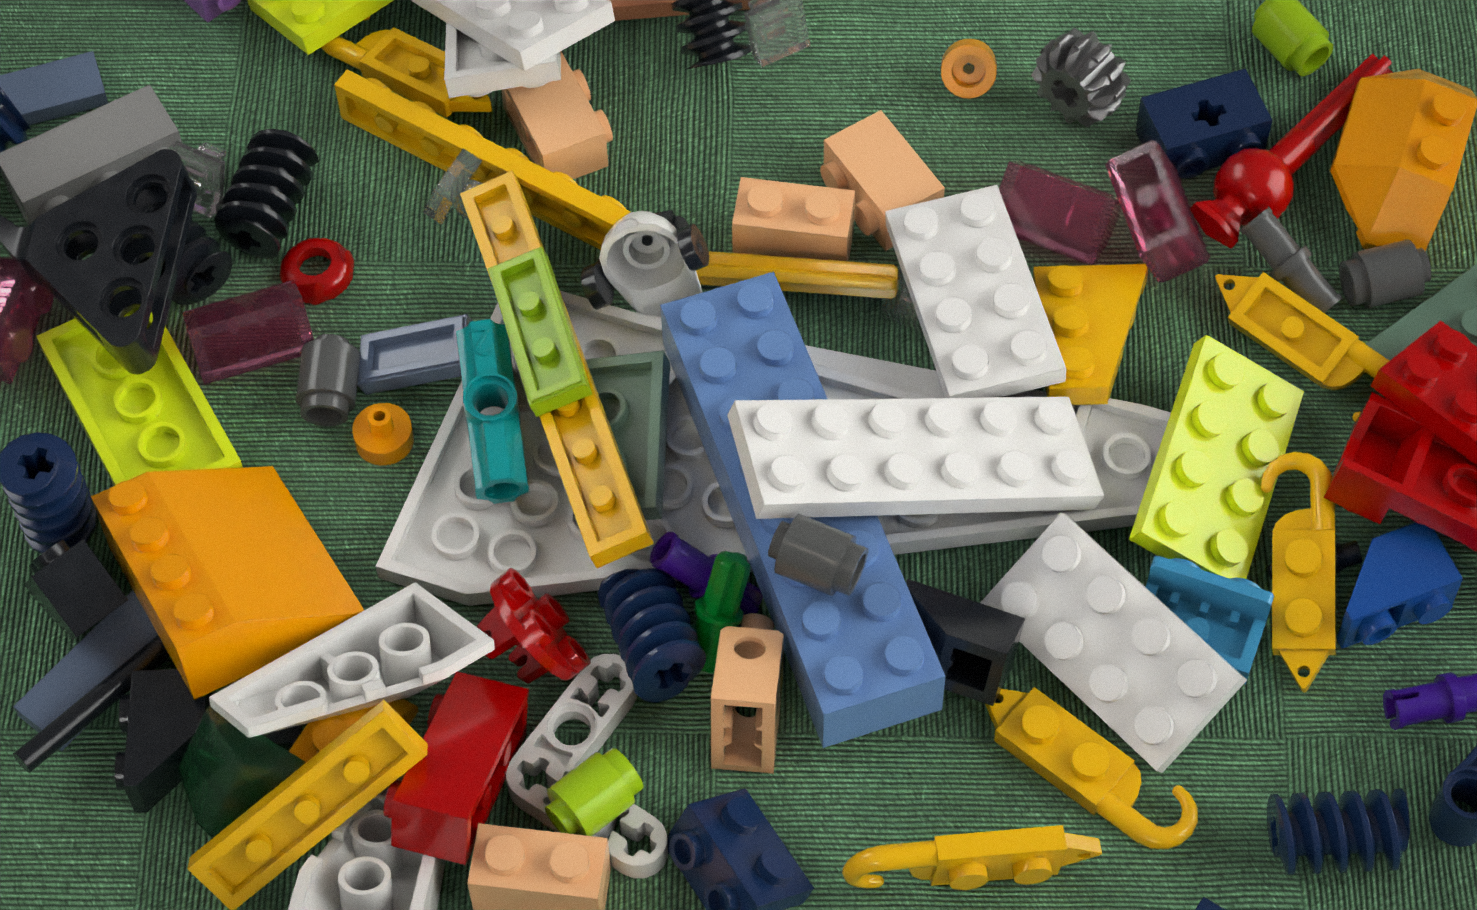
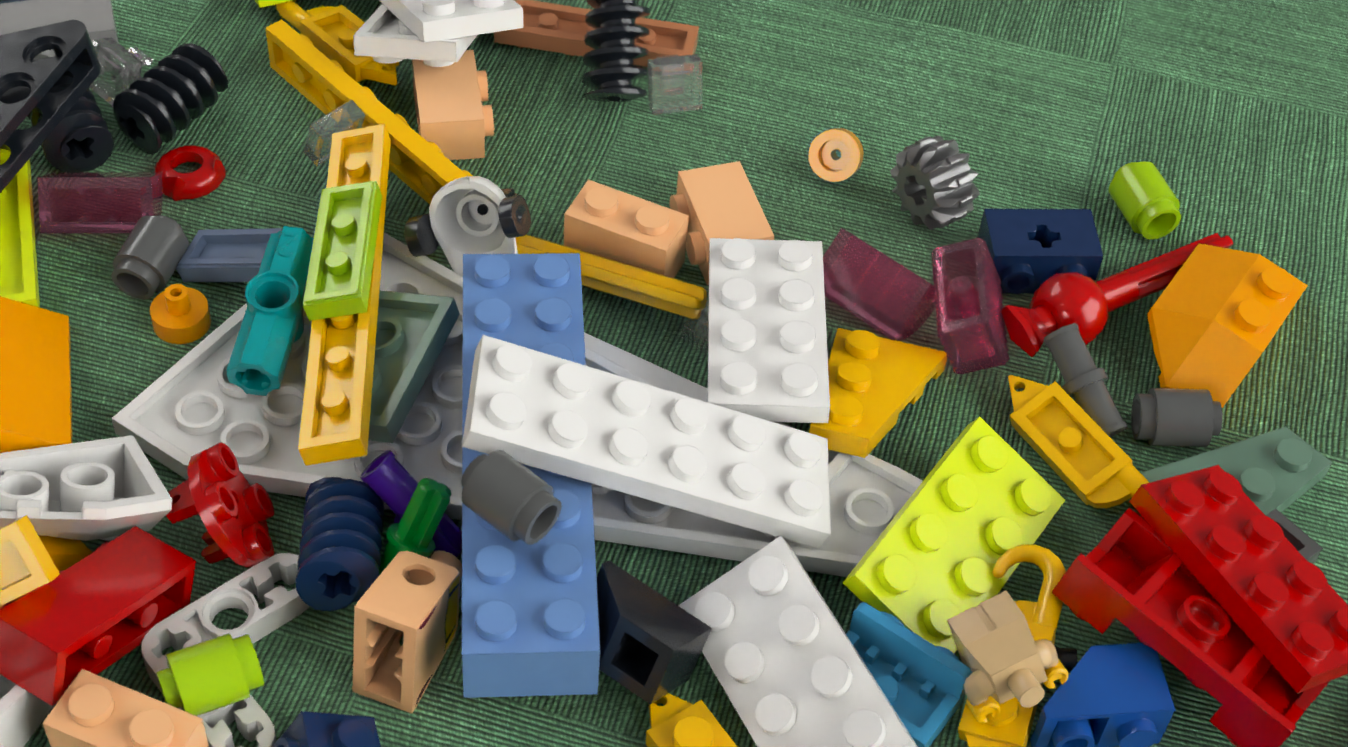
camera: 10 degrees right, 10 degrees down
(1300, 575) = (1003, 657): none -> tan piece

